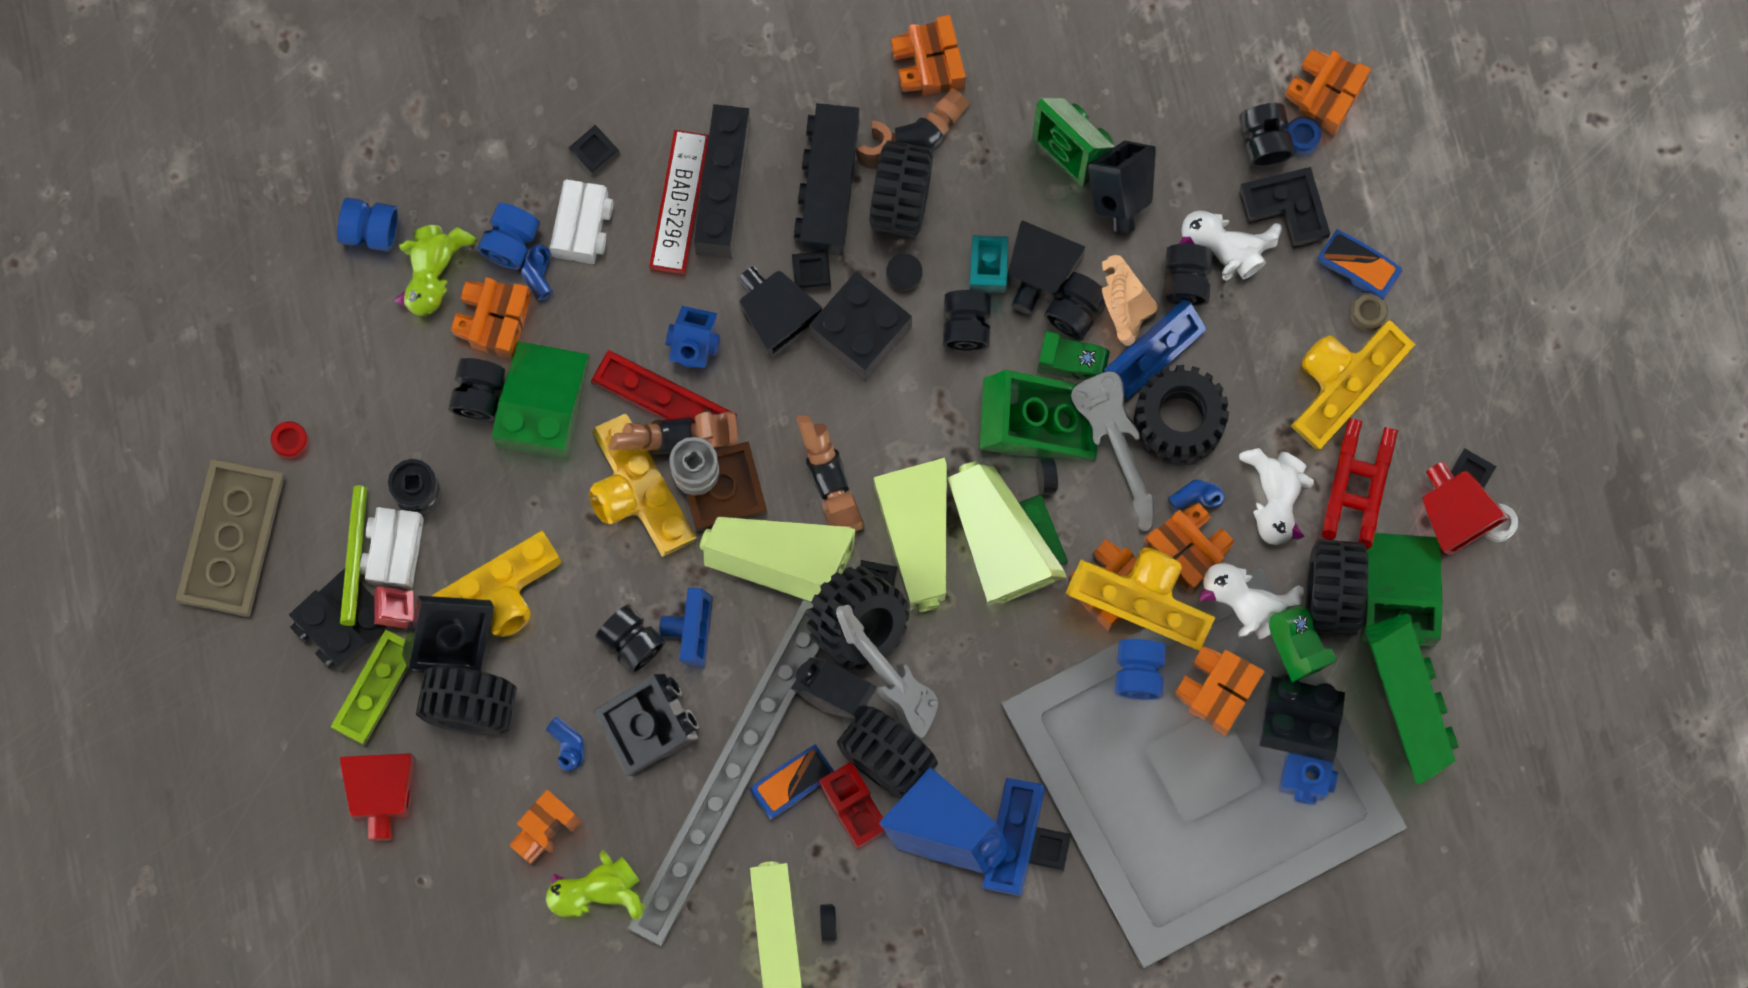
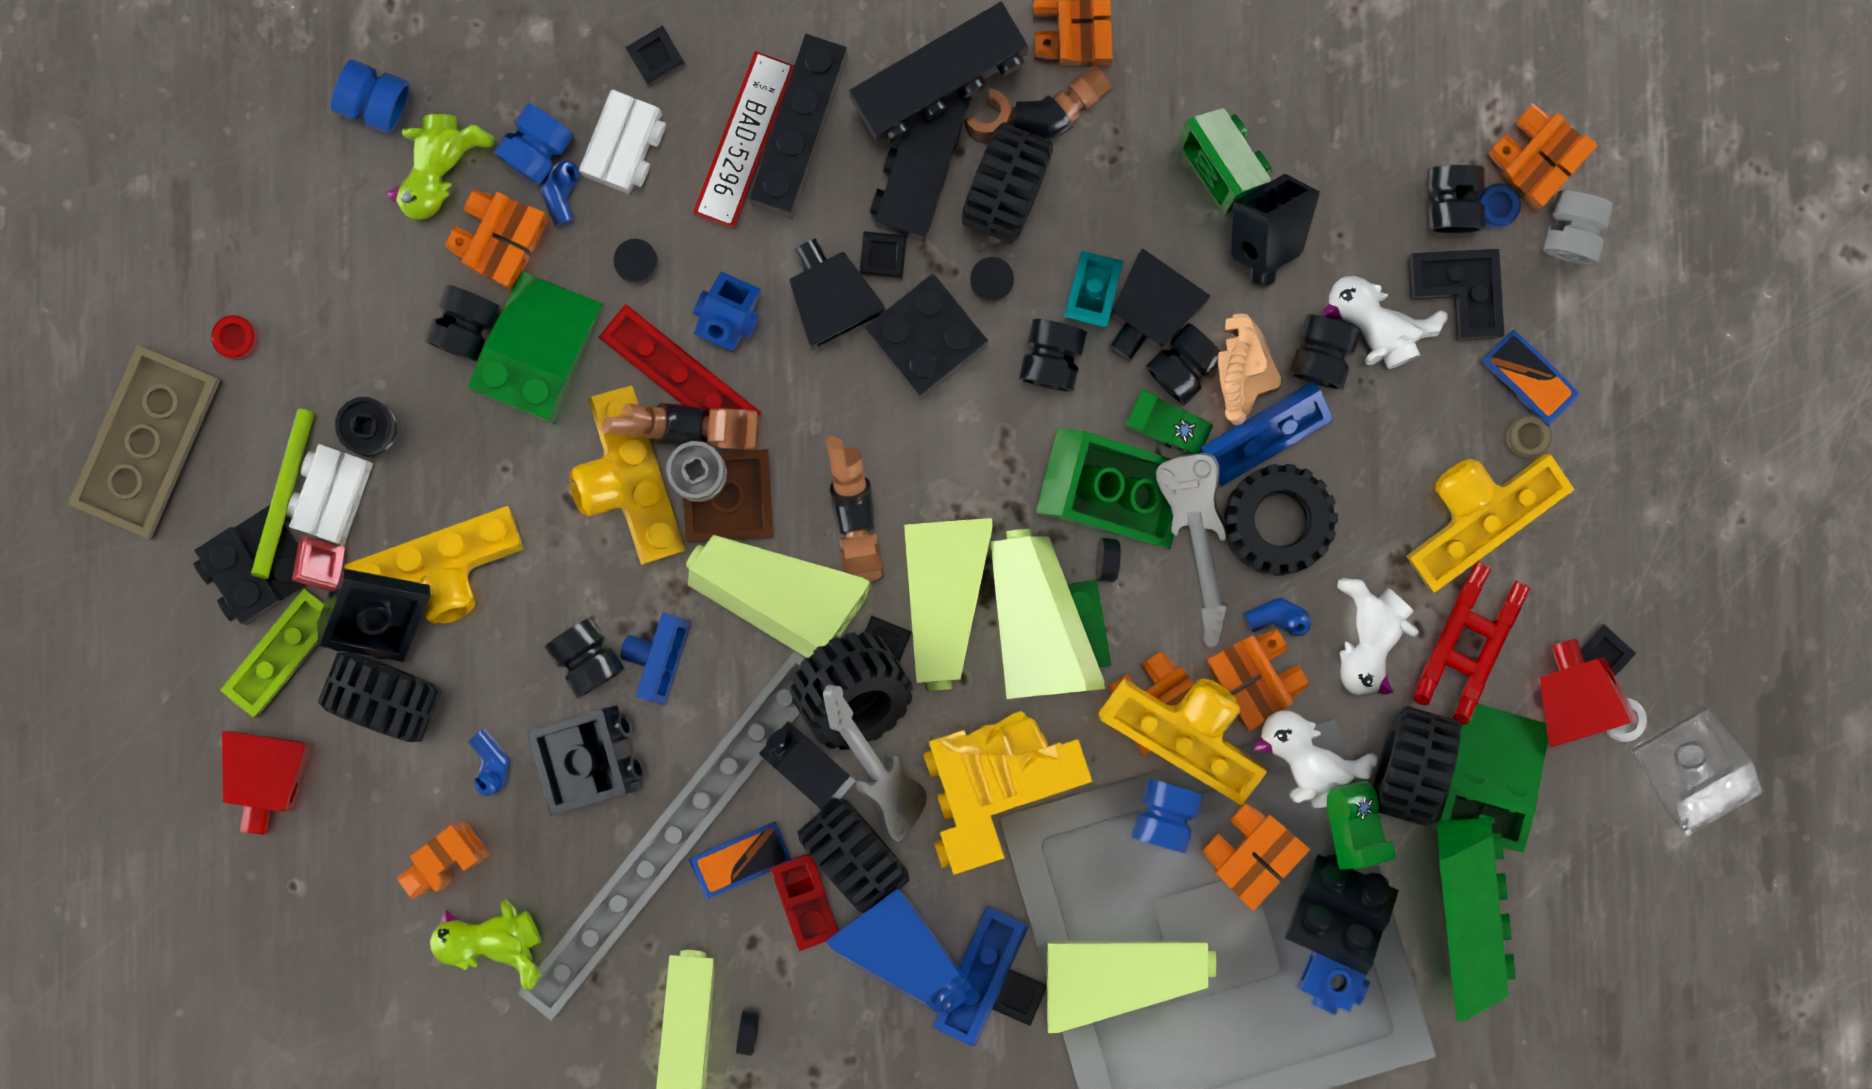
camera: 10 degrees right, 10 degrees up
(609, 314) = (635, 261): none -> black tile
(828, 112) = (940, 72): none -> black brick
(990, 664) = (993, 773): none -> yellow brick
(1126, 810) = (1115, 977): none -> yellowish green slope
(1371, 133) = (1578, 227): none -> light grey wheel
(1569, 550) = (1697, 771): none -> clear slope

